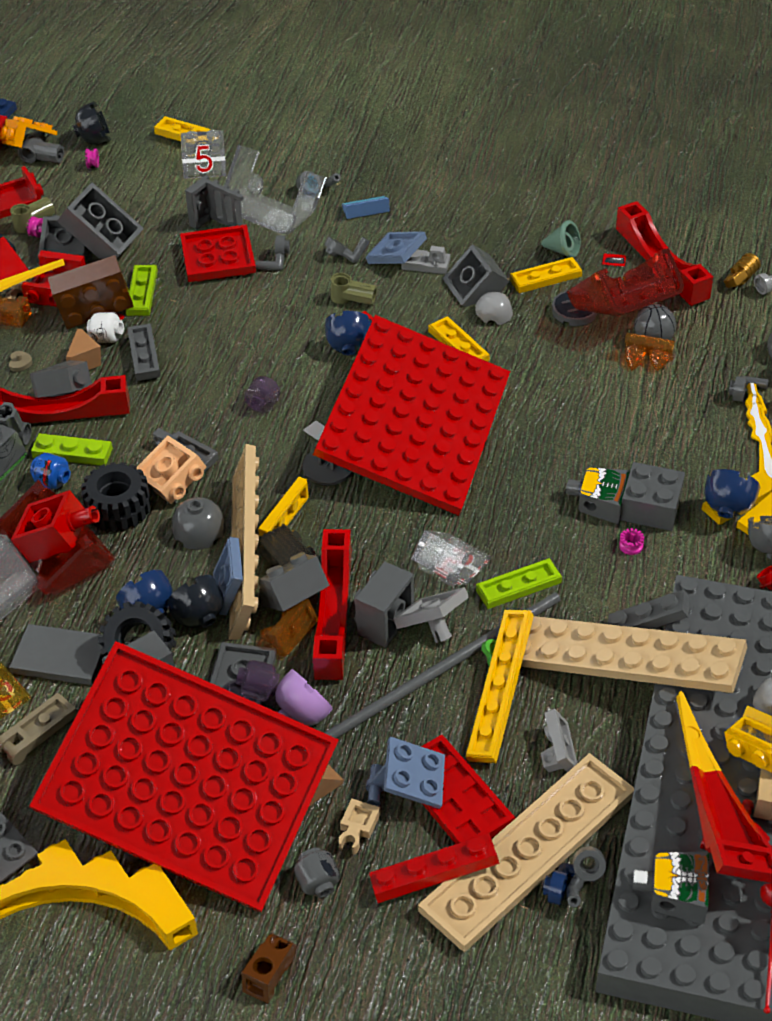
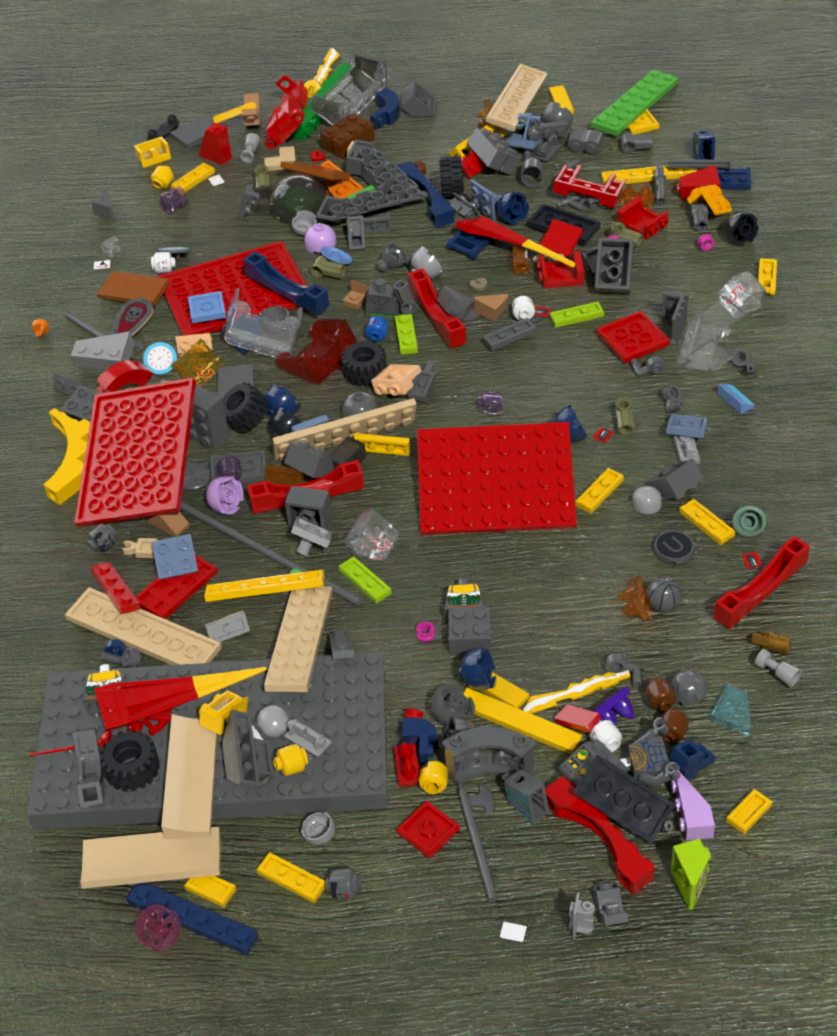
camera: 75 degrees right, 0 degrees up
(52, 526) = (313, 339): red brick -> none
(90, 290) = (543, 286): reddish brown piece -> none
(267, 967) = (38, 535): reddish brown leg -> none
(644, 285) = (664, 556): clear red windscreen -> none

